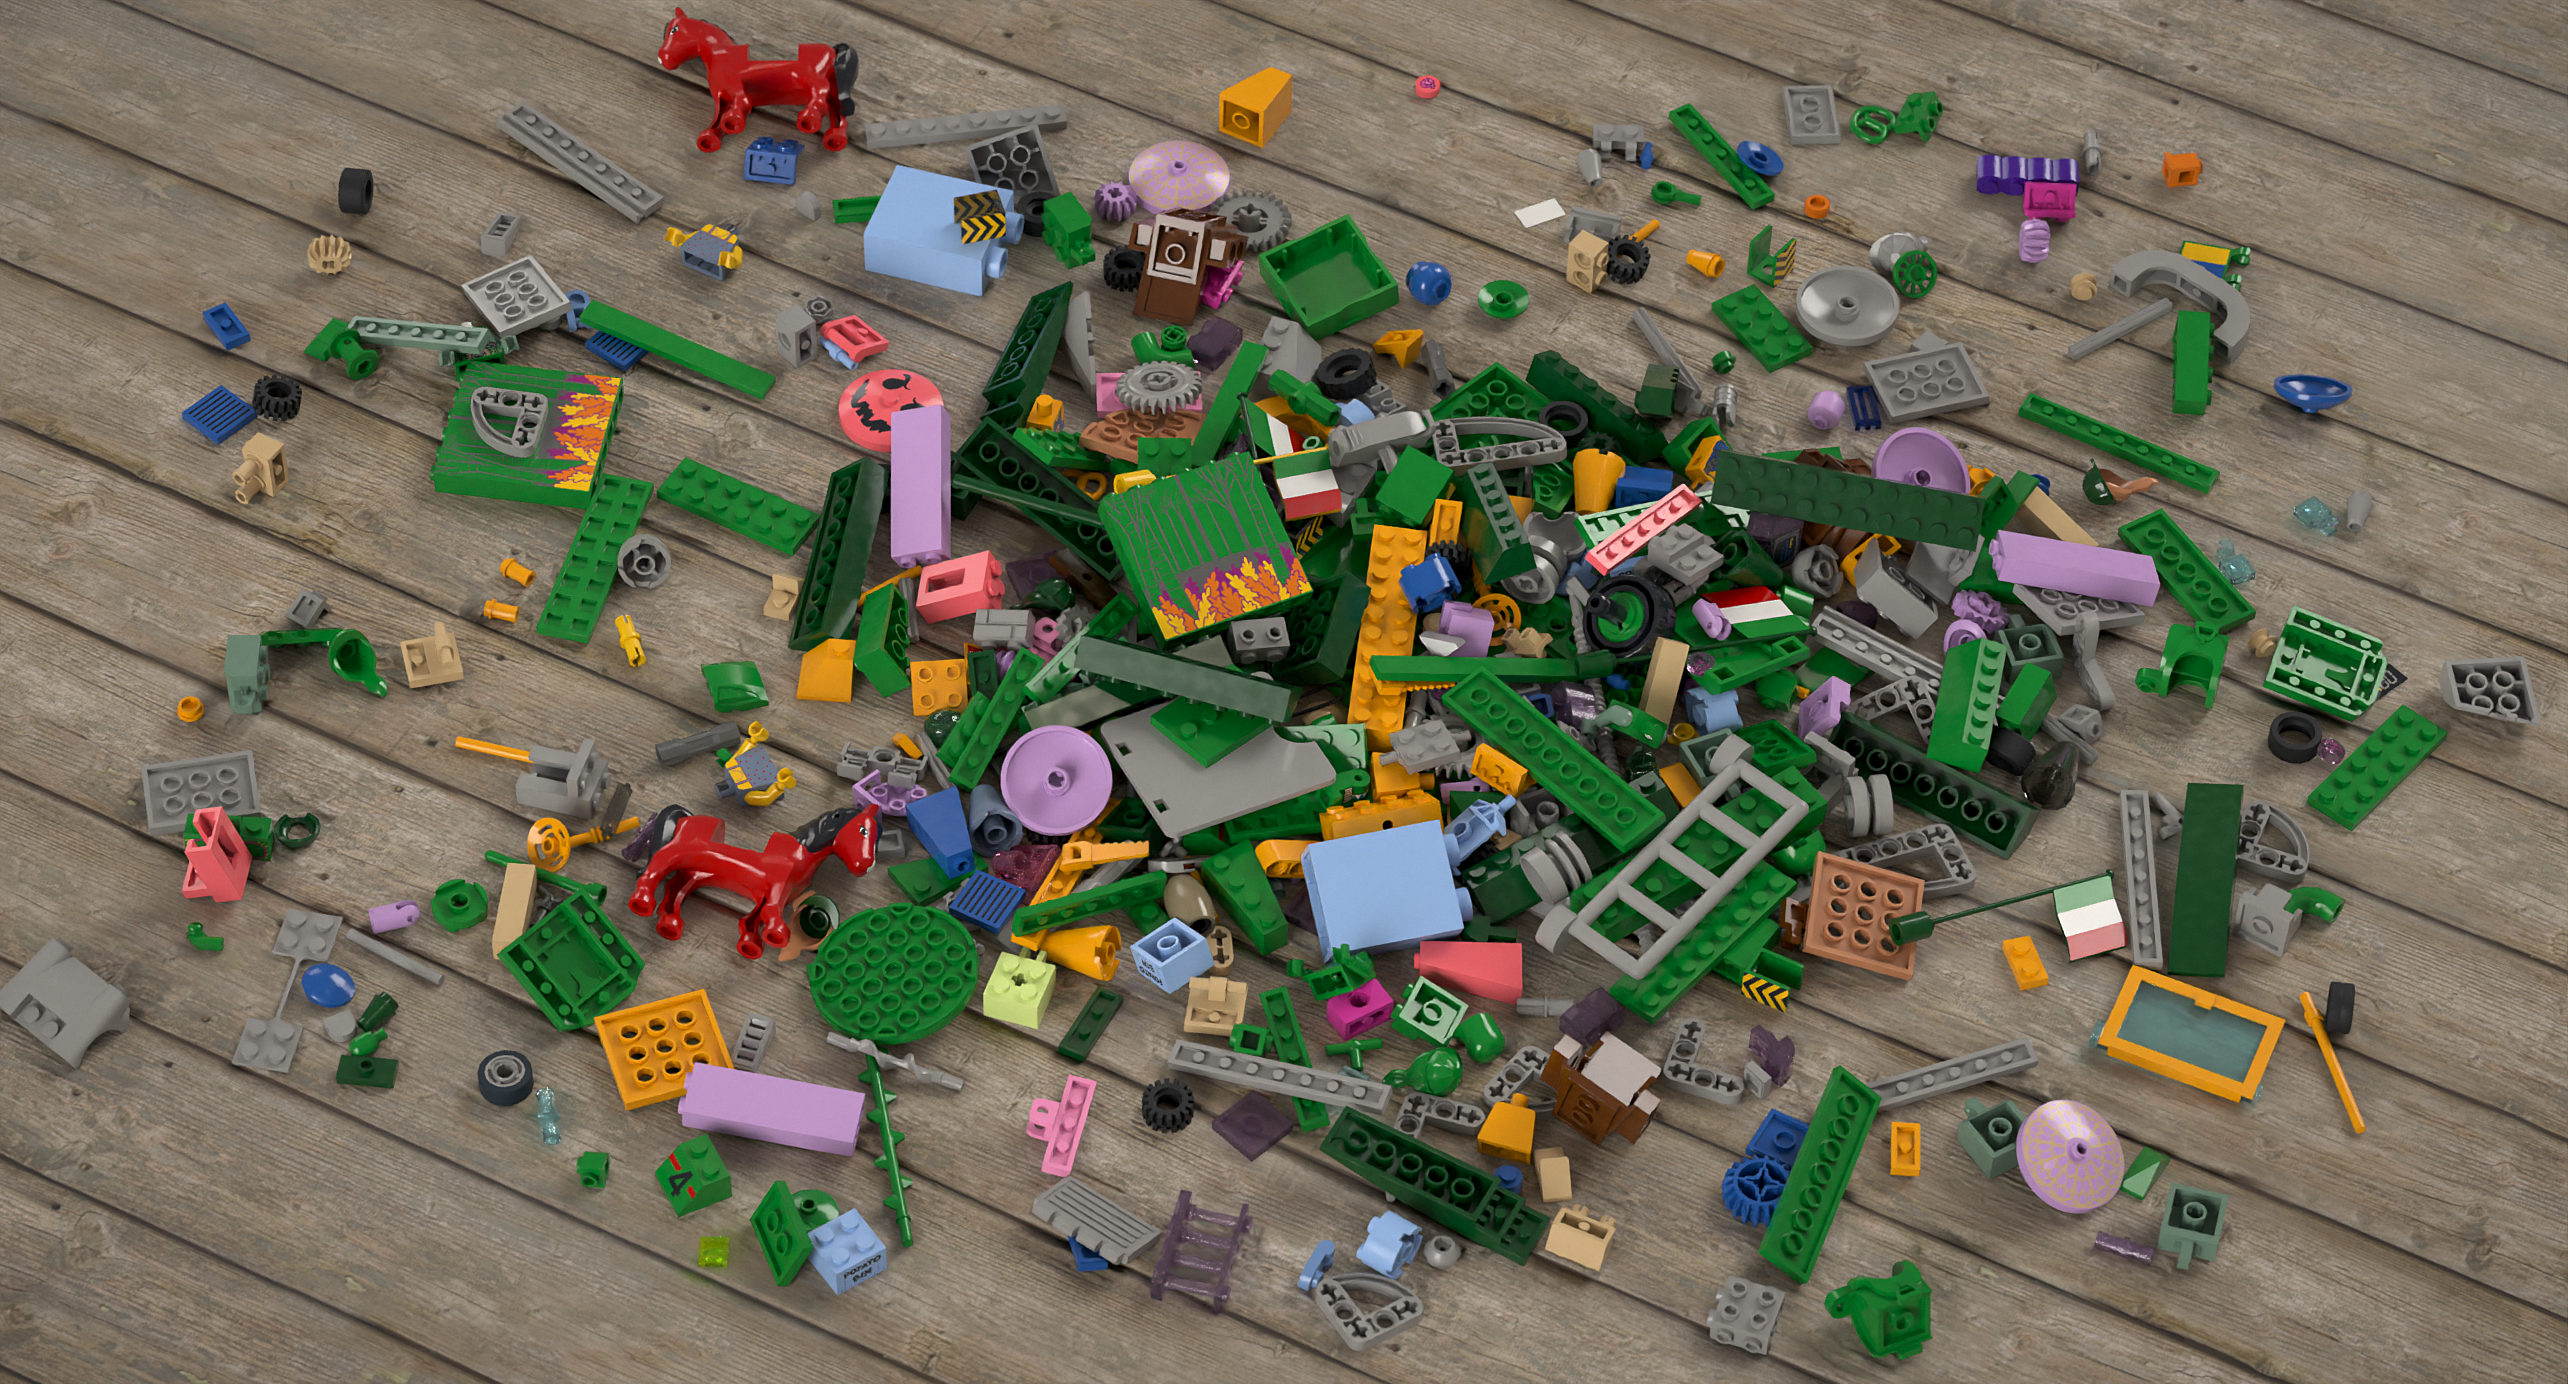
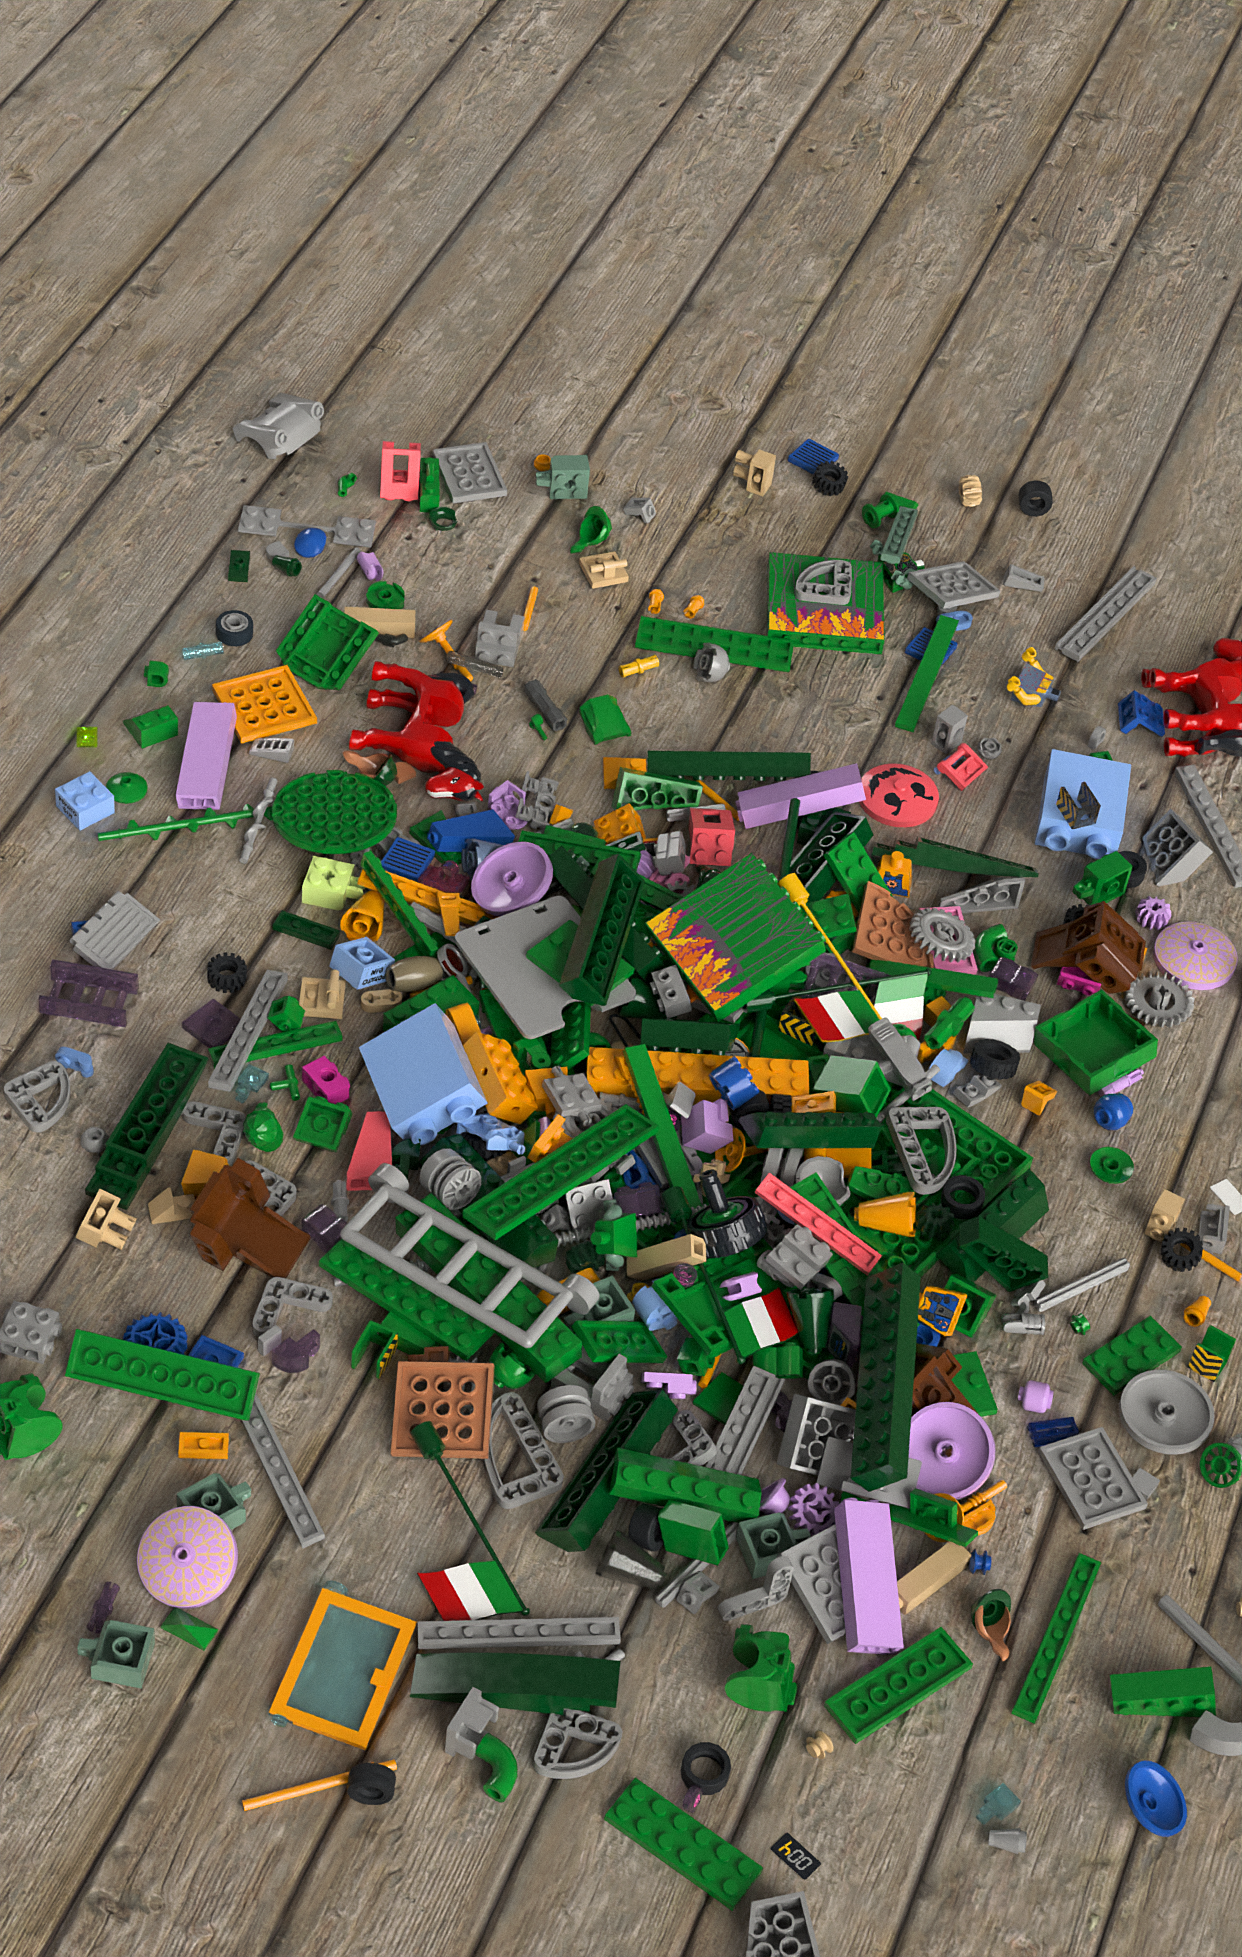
camera: 80 degrees right, 0 degrees up
(226, 326) = (894, 452): blue plate -> none
(300, 637) = (611, 502): green wing -> none
(367, 1043) = (261, 563): green cylinder -> none
(597, 891) = (403, 658): green piece -> none
(738, 506) = (783, 715): green plate -> none
(753, 775) = (518, 733): torso -> none
(782, 1233) = (96, 764): green plate -> none
(784, 596) = (705, 742): tan slope -> none
(1062, 1124) = (205, 914): bright pink plate -> none
(1338, 977) = (348, 1059): green torso -> none
(1390, 1244) = (88, 1097): light blue brick -> none
(1440, 379) = (1013, 1117): dark grey axle -> none
(1481, 1038) = (297, 1155): green helmet -> none
(1510, 1176) = (161, 1177): blue wheel -> none
(1642, 486) = (902, 1249): blue bracket -> none
(2025, 962) = (417, 1542): light orange plate -> none
(2234, 567) = (918, 1730): clear light blue plate -> none
(2326, 665) = (798, 1799): green wedge -> none

